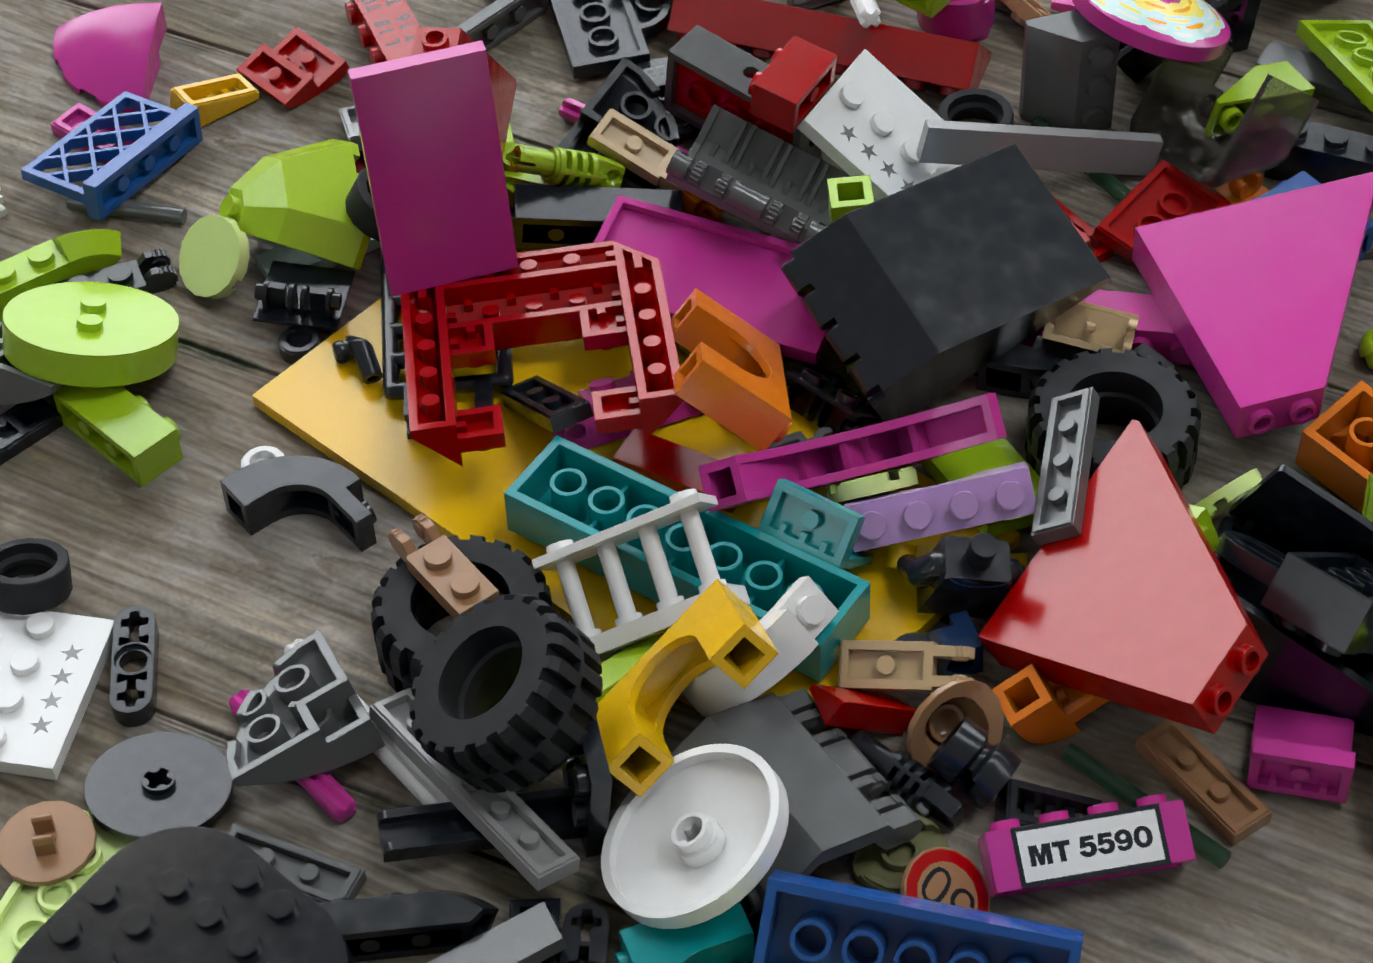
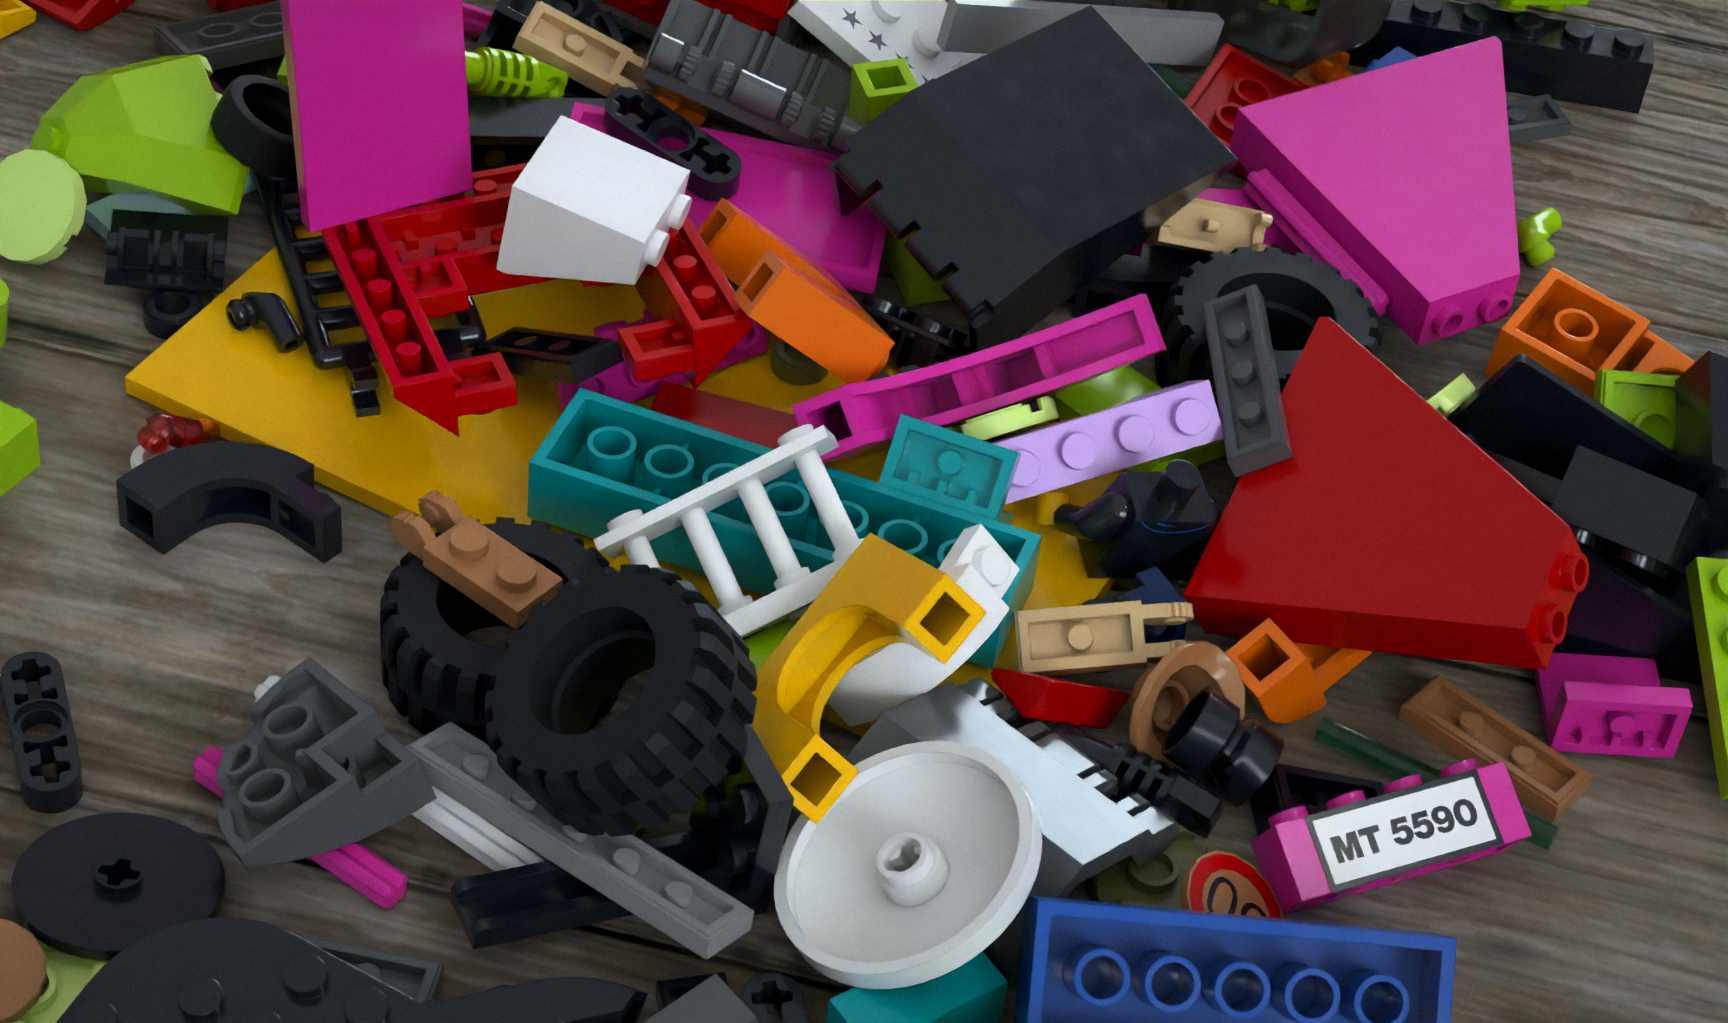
camera: 20 degrees left, 5 degrees down
(276, 444) = (176, 430): none -> clear red arm
(587, 294) = (591, 208): none -> white slope
(686, 251) = (664, 122): none -> black beam
(1174, 342) = (1309, 234): none -> dark pink axle

